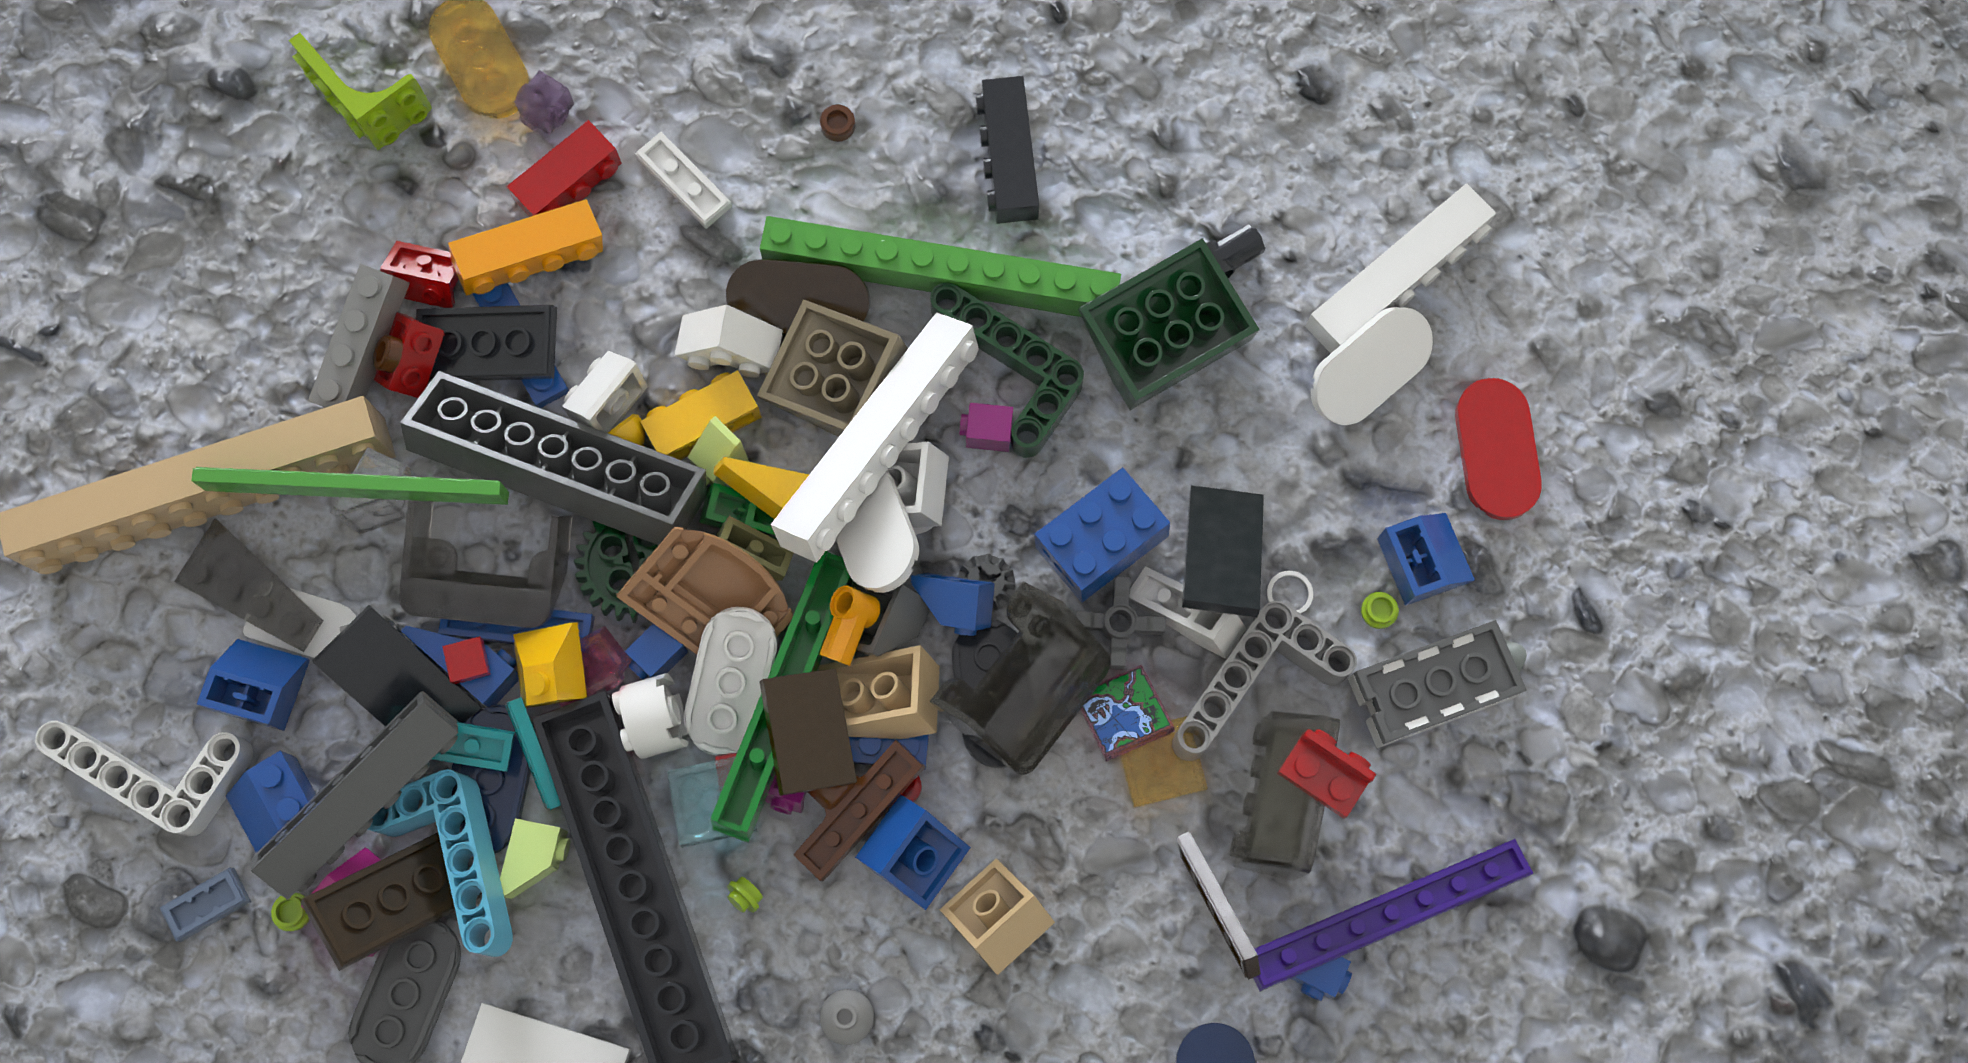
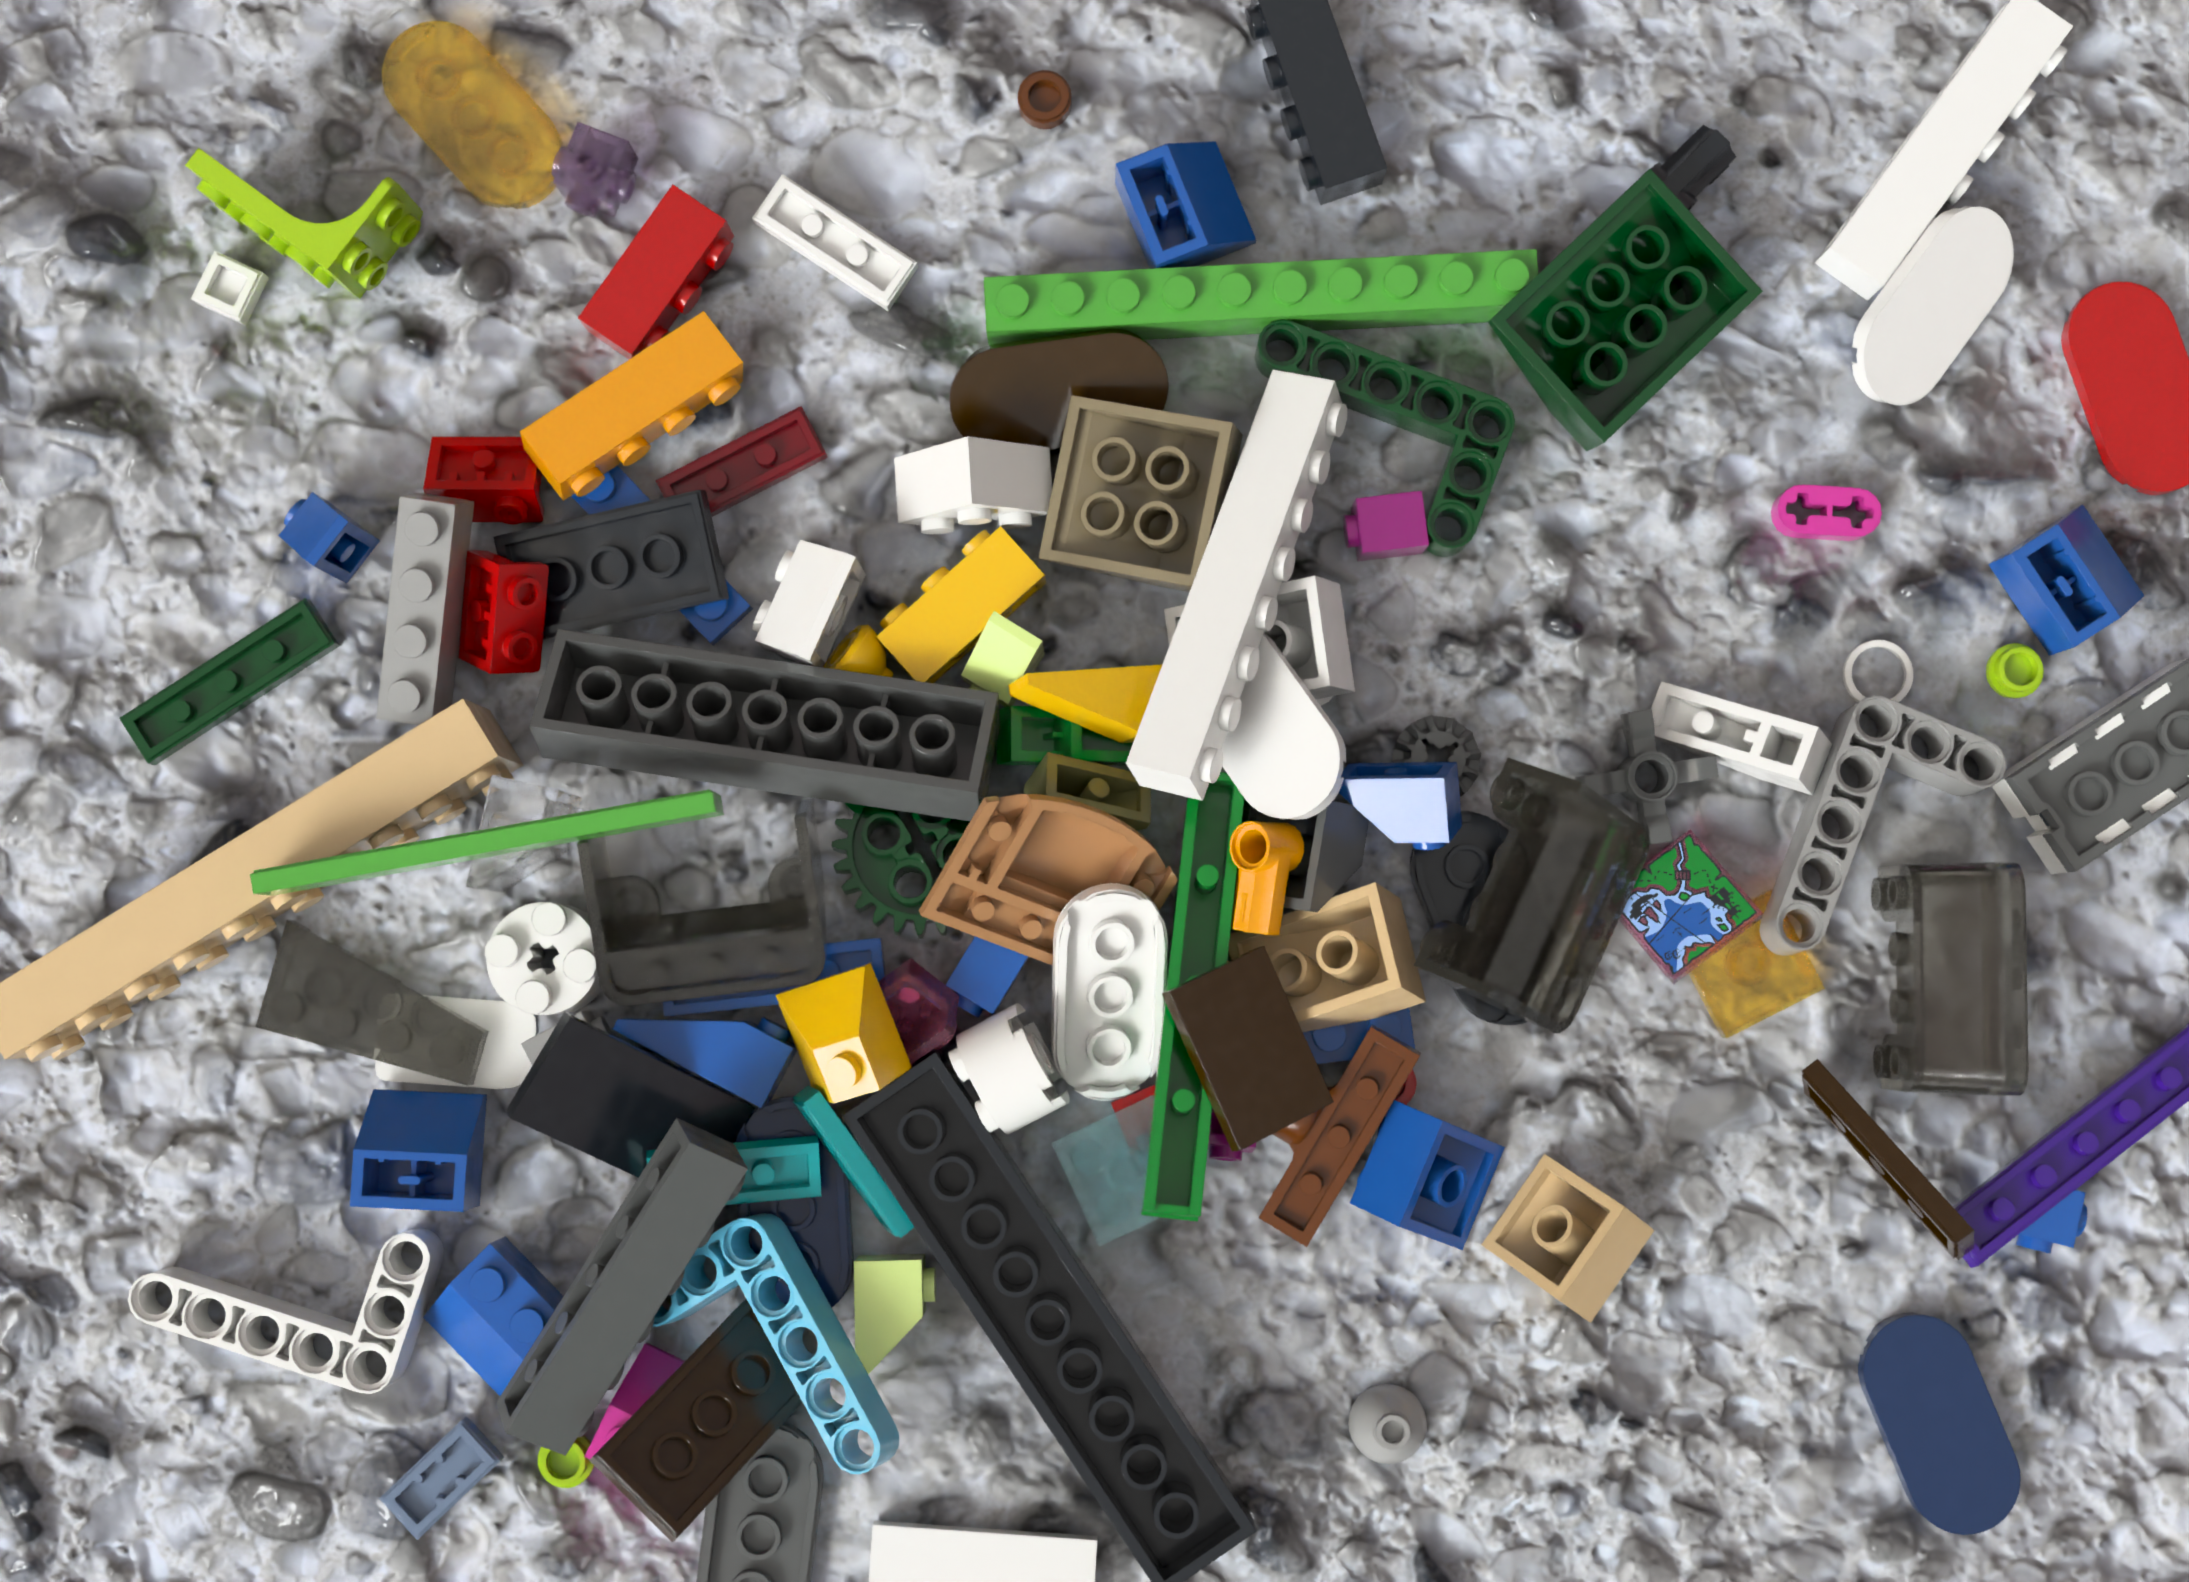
camera: 10 degrees left, 10 degrees up
(224, 363) = (229, 682): none -> dark green tile
(298, 126) = (230, 288): none -> white tile
(313, 287) = (327, 537): none -> blue slope
(355, 570) = (517, 952): none -> white brick
(388, 353) = (475, 620): reddish brown tile -> none
(466, 660) = (721, 1052): red tile -> none
(593, 301) = (749, 462): none -> dark red tile
(744, 895) = (1203, 1290): lime plate -> none
(907, 200) = (1183, 205): none -> blue slope
(1102, 534) = (1599, 656): blue piece -> none
(1223, 551) = (1779, 640): black tile -> none
(1279, 474) = (1826, 500): none -> dark pink beam
(1327, 772) = (2023, 950): red bracket -> none

